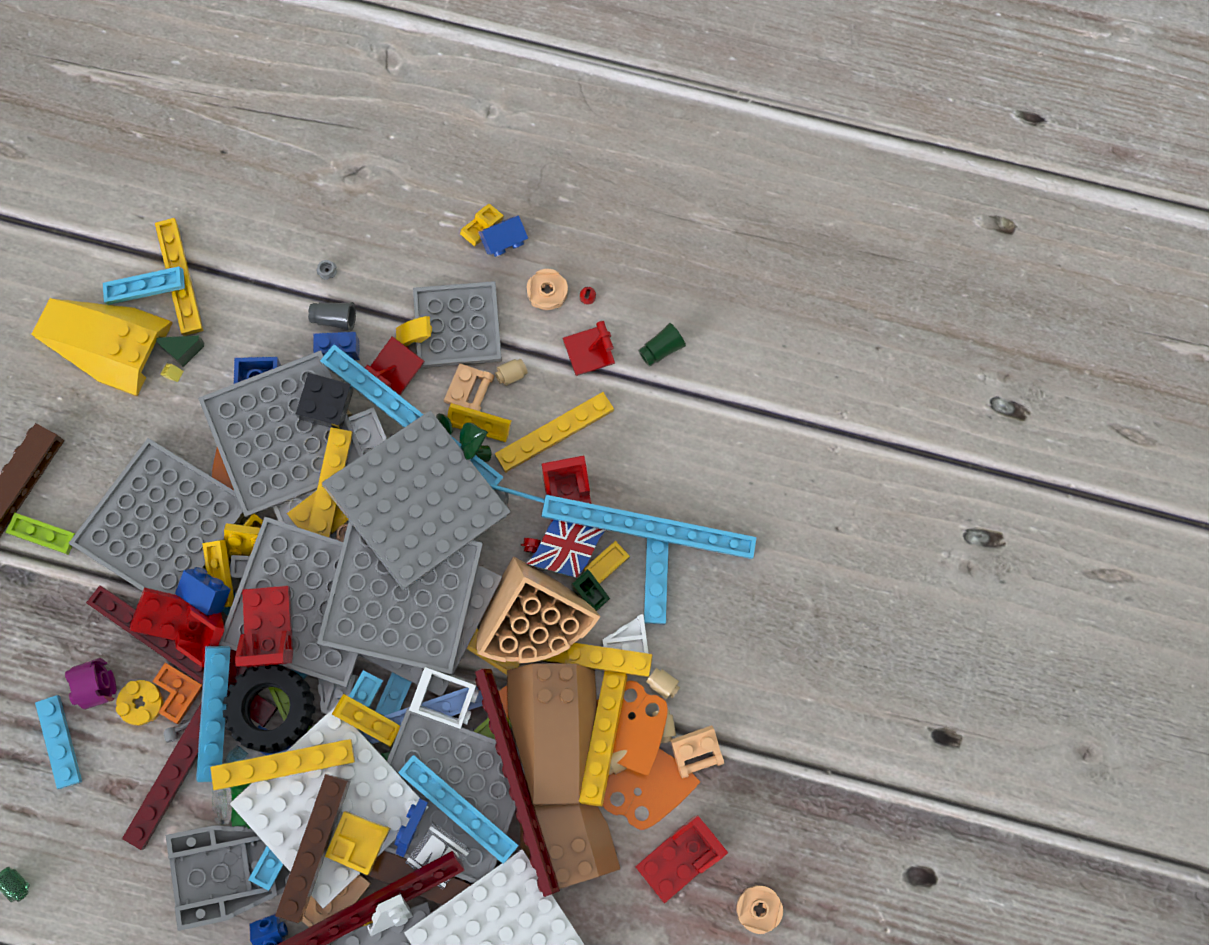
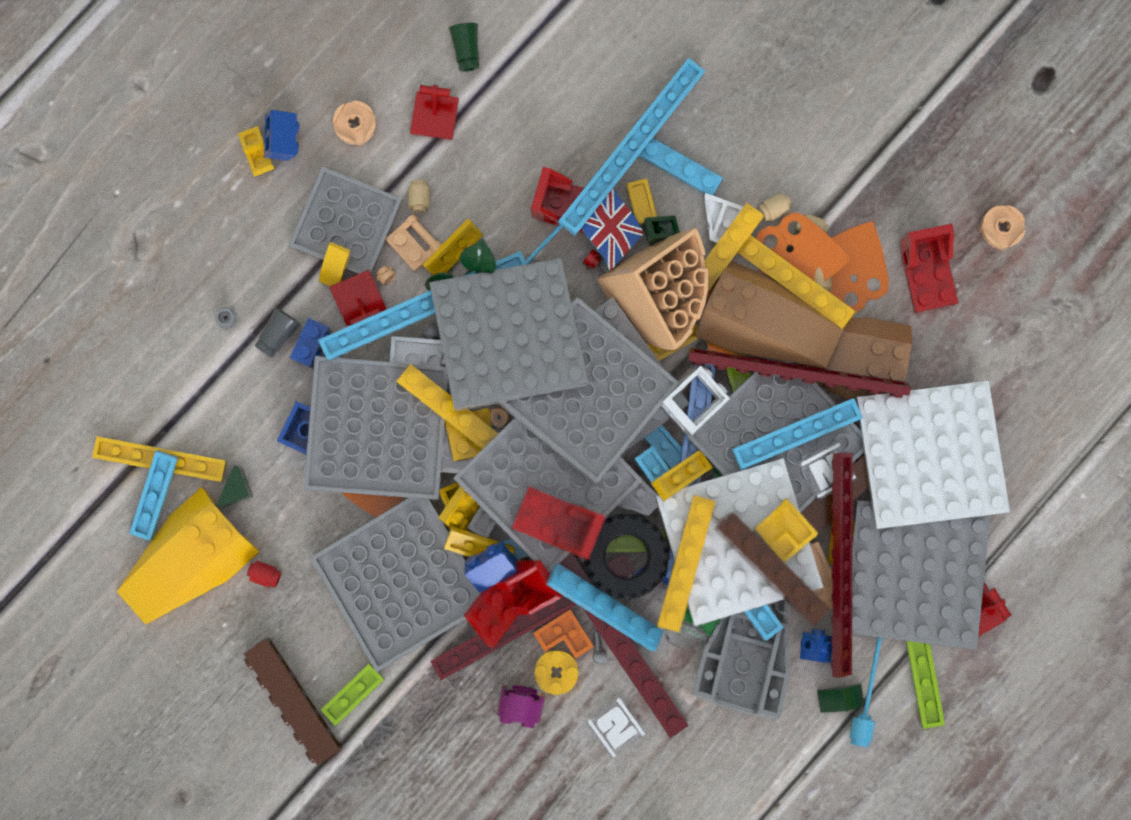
camera: 60 degrees left, 10 degrees up
(58, 742) = (555, 758): medium azure plate -> none
(111, 783) = (616, 727): none -> tile
(116, 407) = (264, 574): none -> red brick
(172, 372) = (253, 509): light yellow piece -> none
(235, 755) = (648, 609): clear light blue piece -> none
(324, 401) = (370, 374): black brick -> none
(390, 913) = (856, 529): white wing -> none
(407, 832) = (802, 487): blue plate -> none
(427, 379) = (385, 275): none -> light nougat plate
(554, 432) = (496, 186): yellow plate -> none
(592, 296) = (376, 92): red hinge -> none
(694, 745) = (842, 208): light nougat plate -> none

